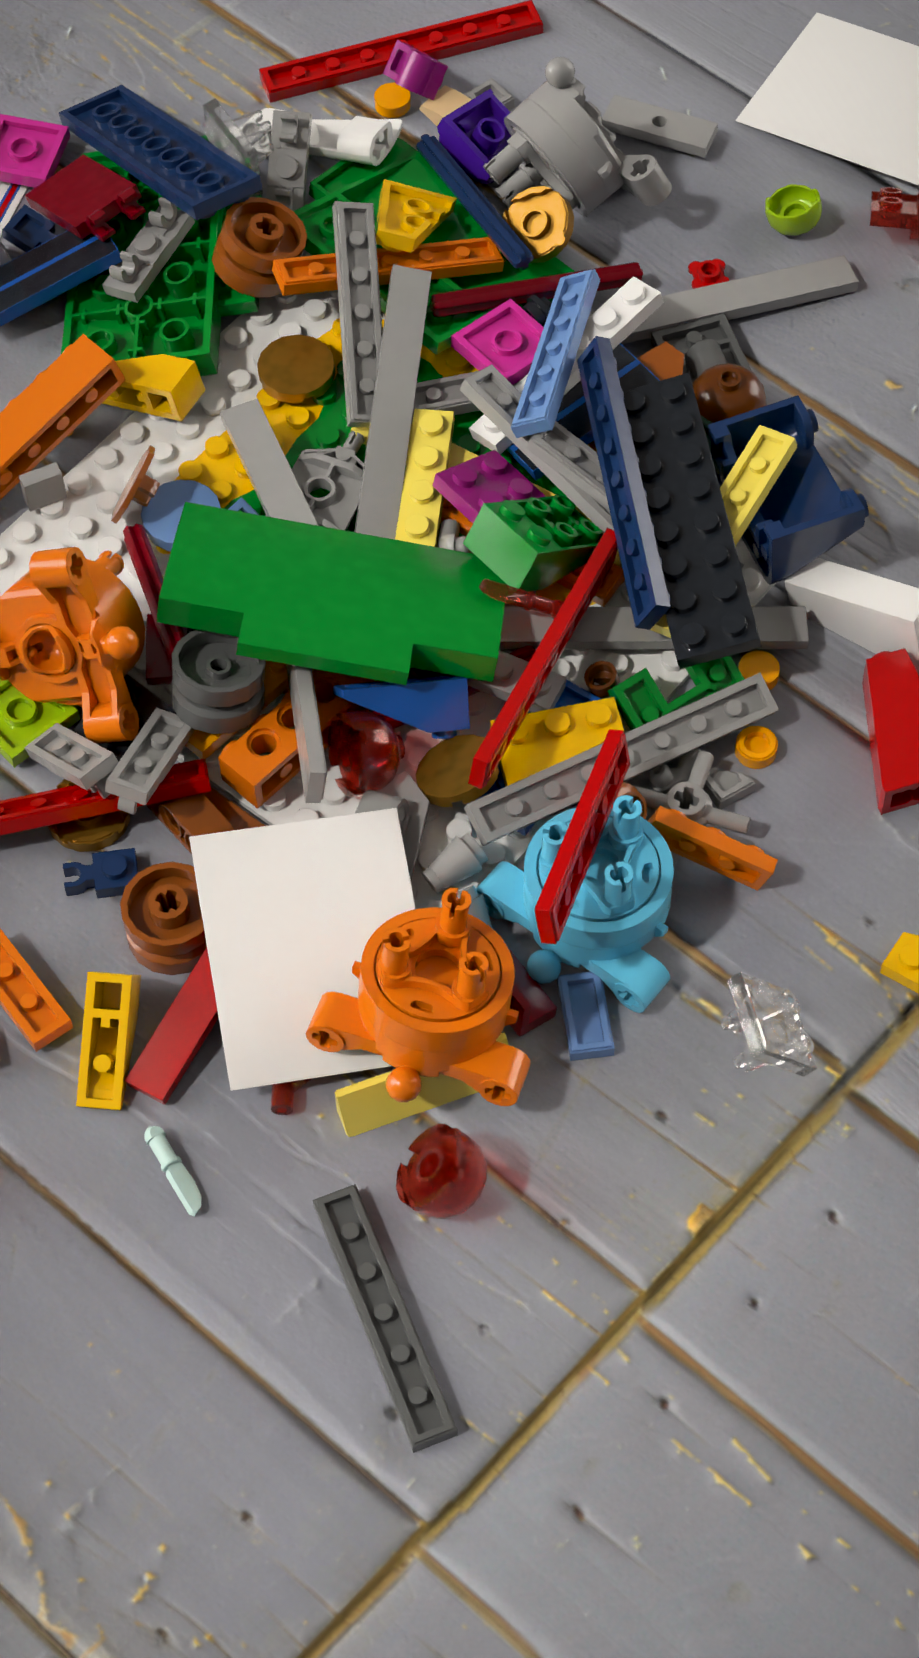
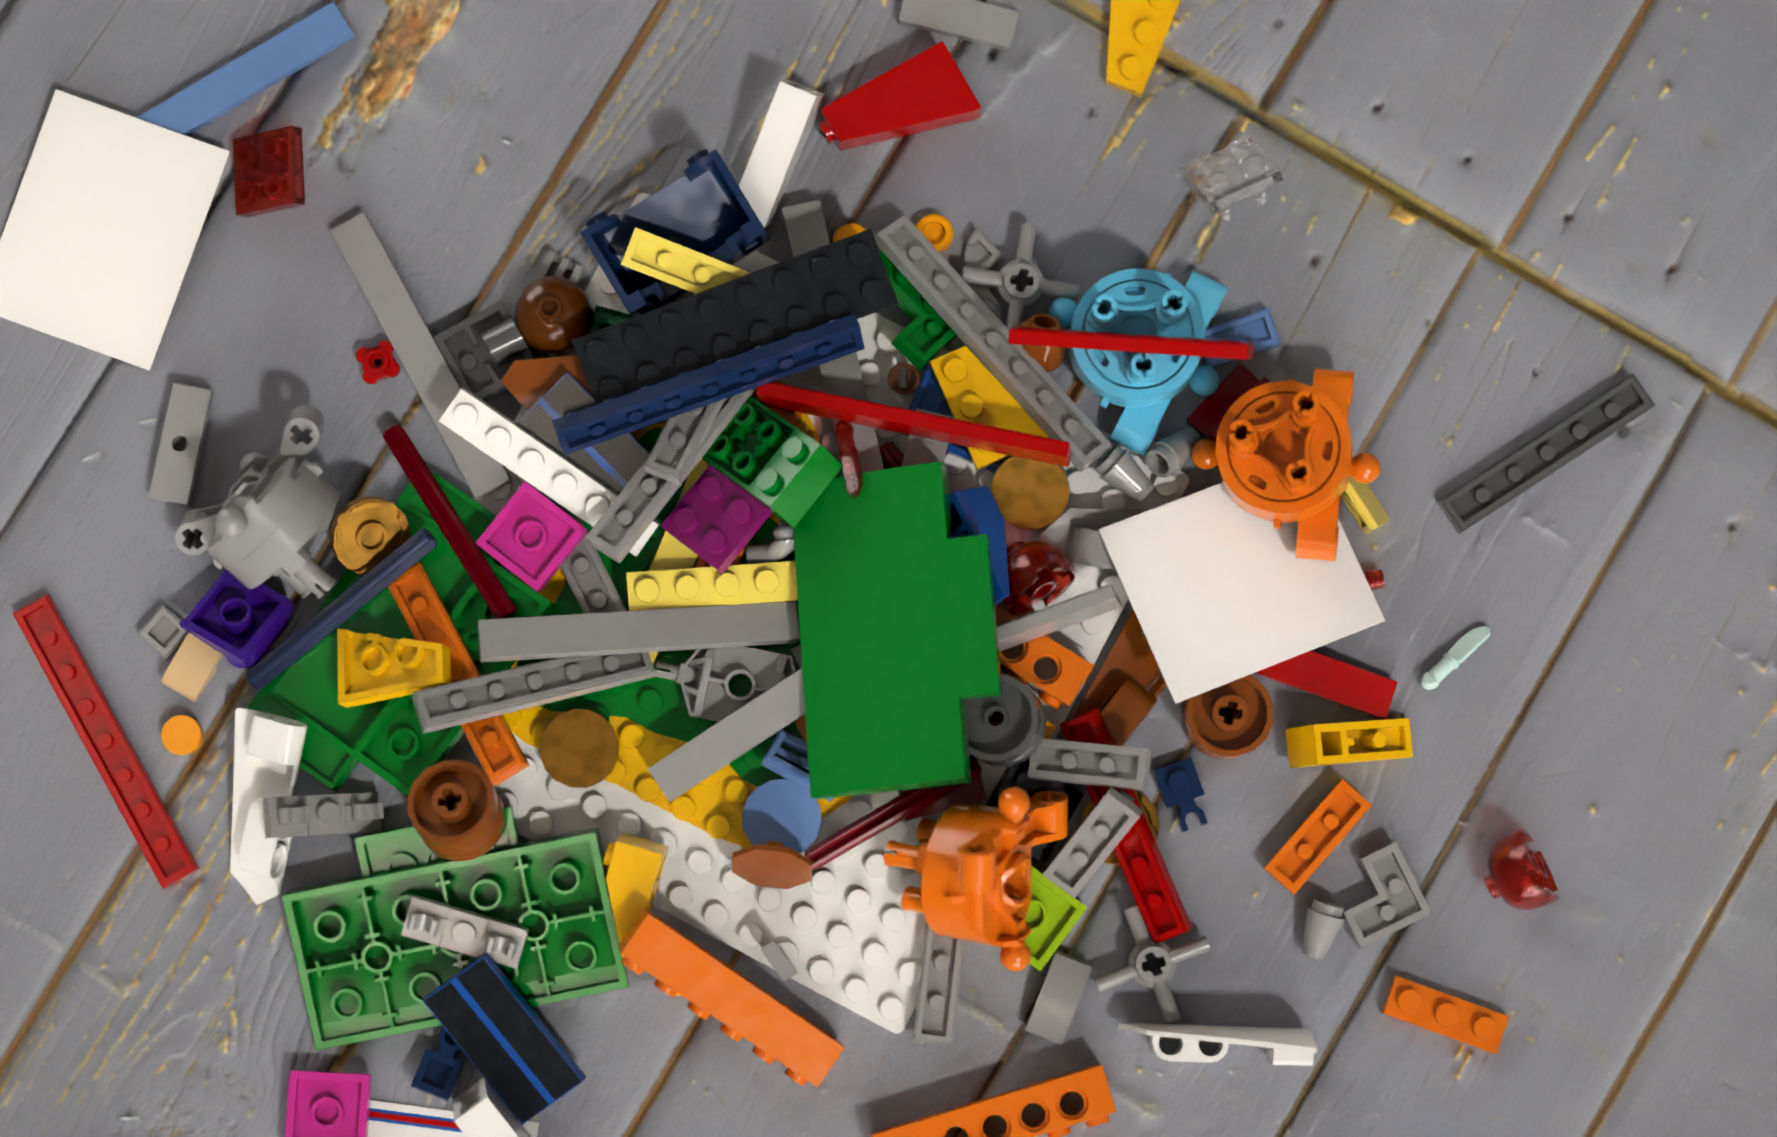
camera: 105 degrees left, 25 degrees up
(86, 198) = (401, 1018): dark red tile -> none
(161, 152) = (340, 949): dark blue plate -> none
(238, 136) = (331, 860): clear plate -> none
(415, 70) = (158, 706): magenta plate -> none
(443, 1173) = (1428, 425): clear red cylinder -> none
(538, 308) = (483, 512): black plate -> none
(555, 354) = (555, 478): medium blue tile -> none
(713, 848) = (1065, 252): orange plate -> none
(793, 209) = (280, 288): lime hair -> none

